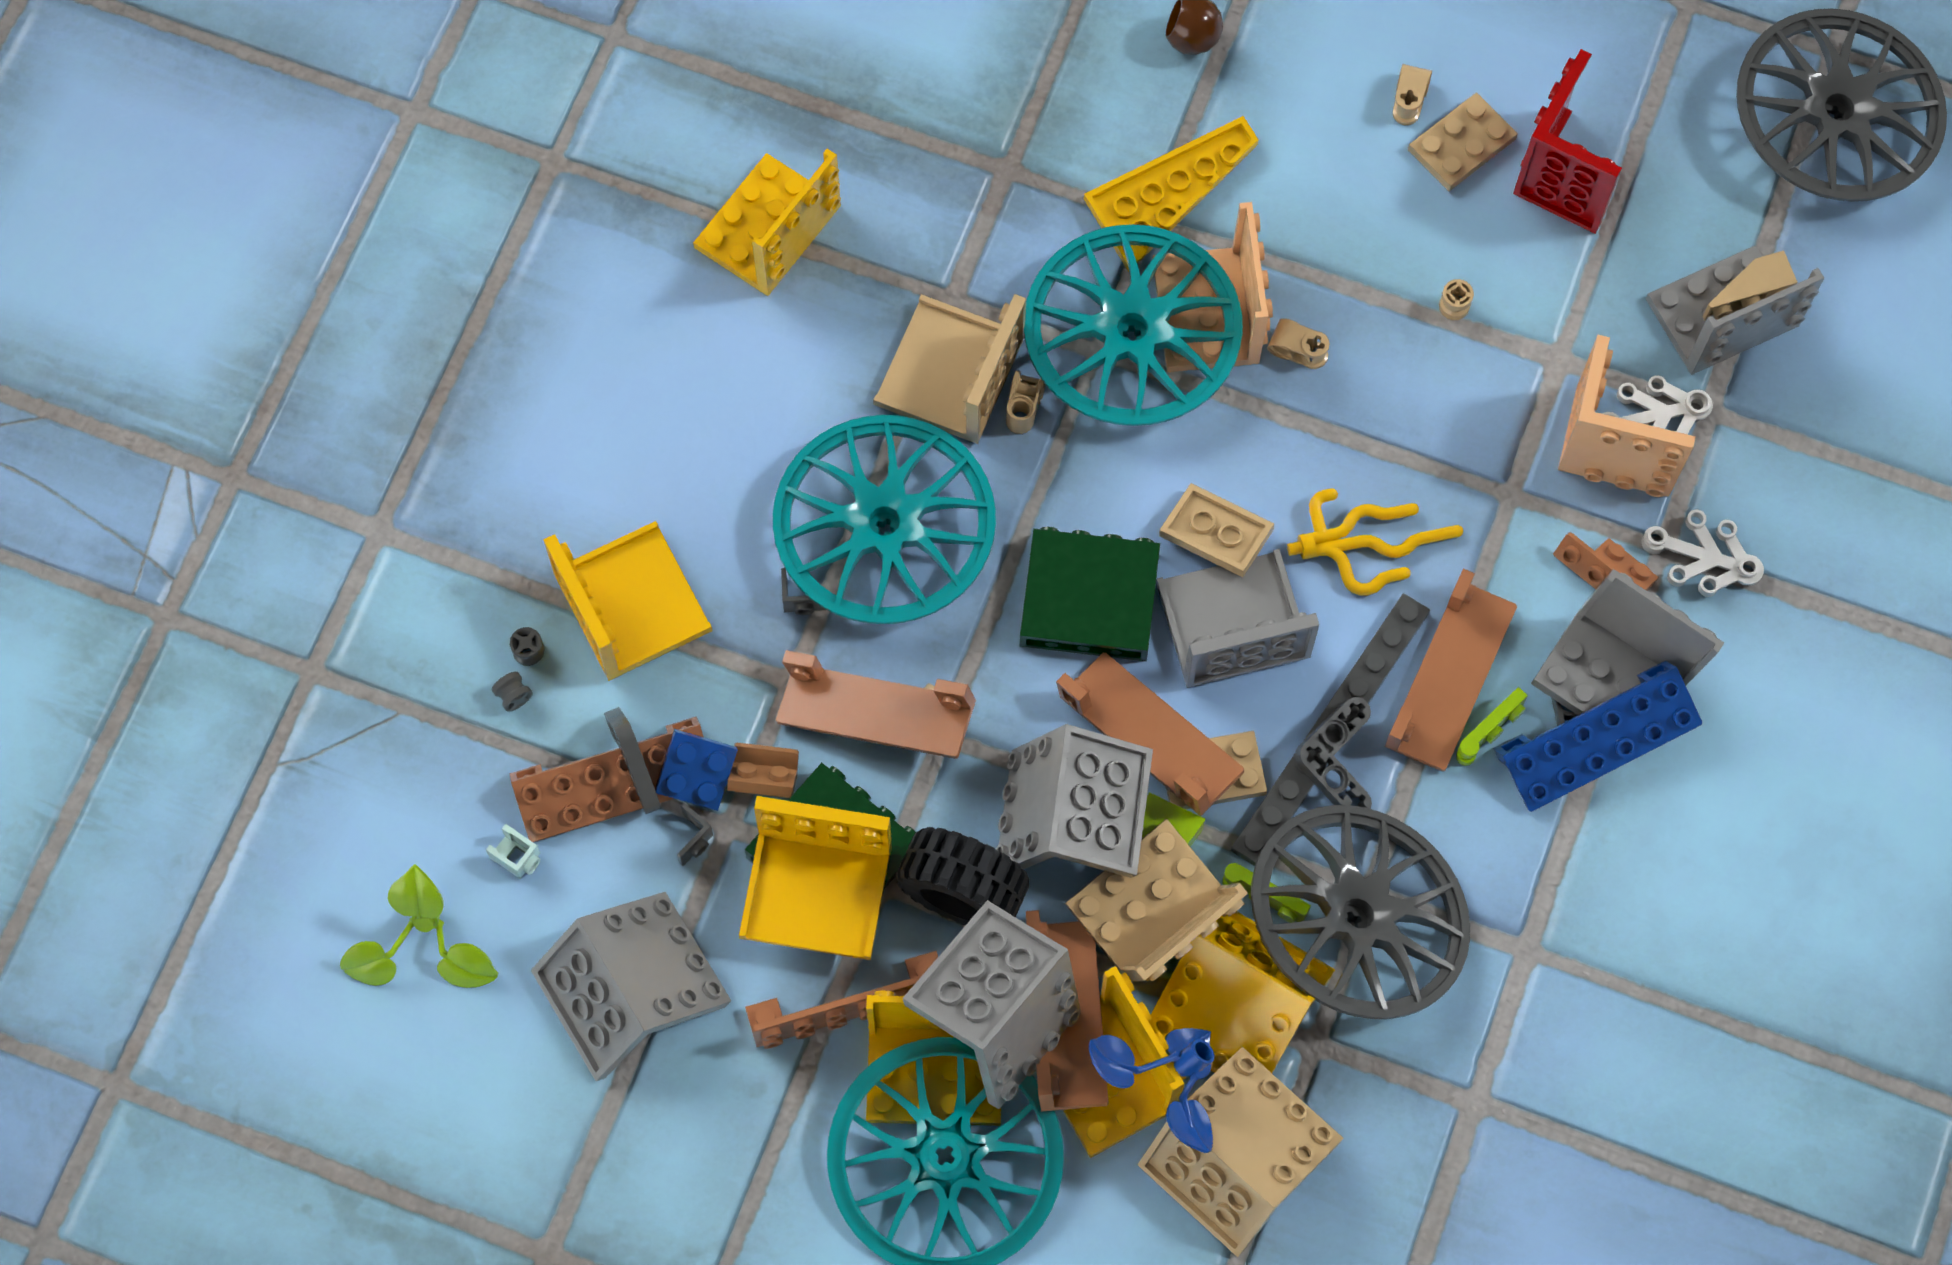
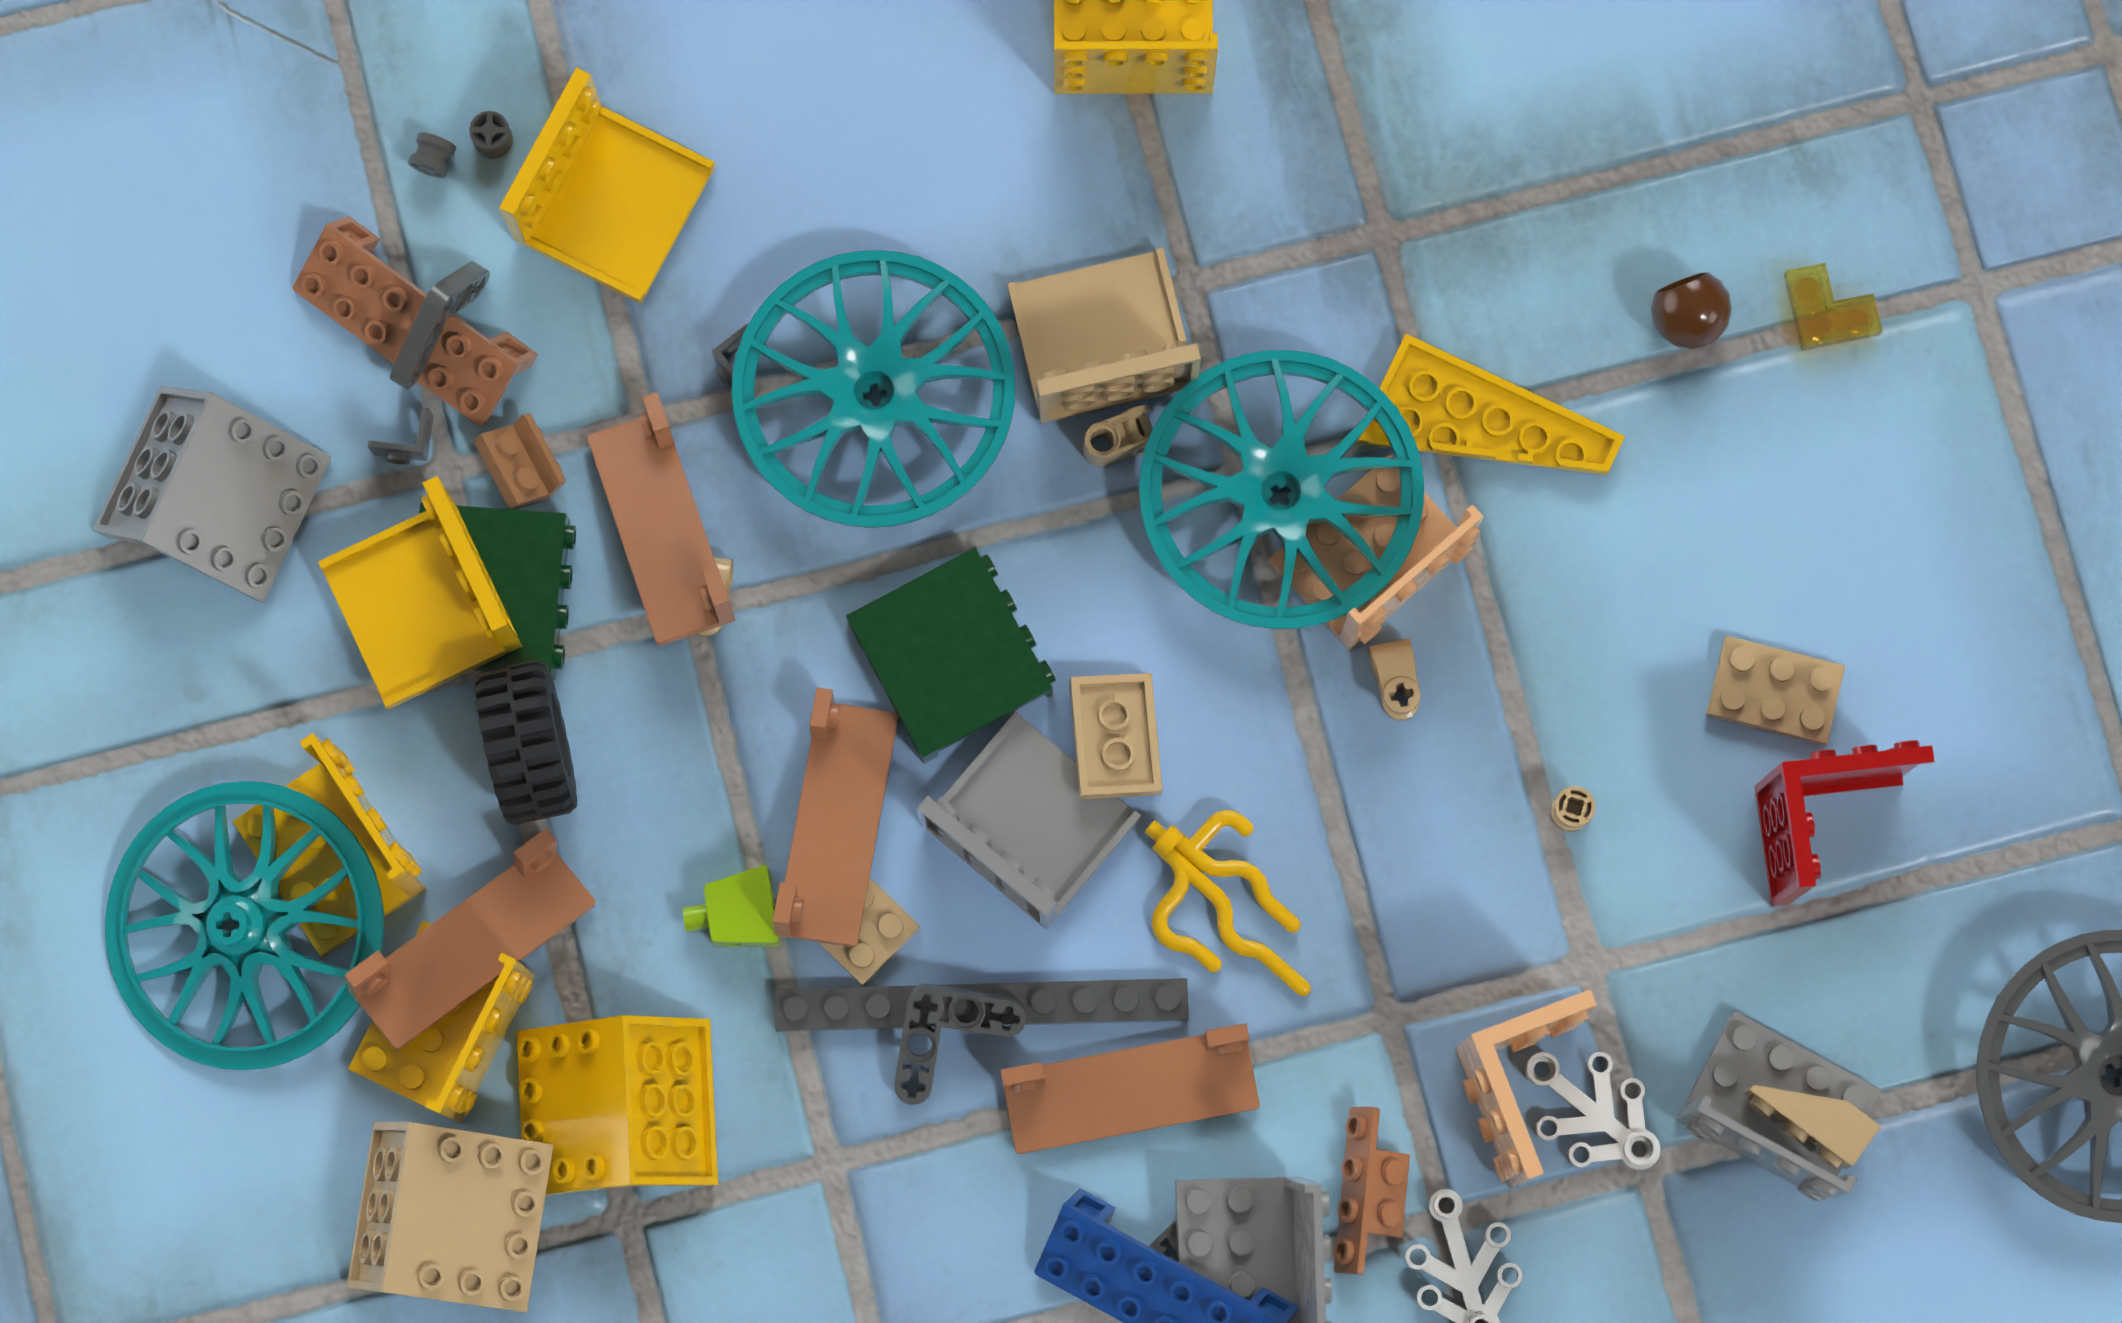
camera: 55 degrees right, 10 degrees up
(418, 897) = (127, 219): lime plant -> none
(510, 842) = (253, 271): light aqua window -> none
(696, 769) = (471, 395): blue plate -> none
(771, 1027) = (267, 656): nougat bracket -> none
(1000, 994) = (403, 864): light grey bracket -> none
(1076, 800) = (688, 802): light grey bracket -> none
(1159, 910) = (641, 956): tan bracket -> none
(1191, 1057) = (502, 1094): blue plant -> none
(1288, 908) = (746, 1056): lime plate -> none
(1367, 905) = (806, 1167): dark grey wheel -> none
(1410, 93) = (1796, 594): tan piece -> none
(1491, 726) = (1096, 1170): lime plate -> none

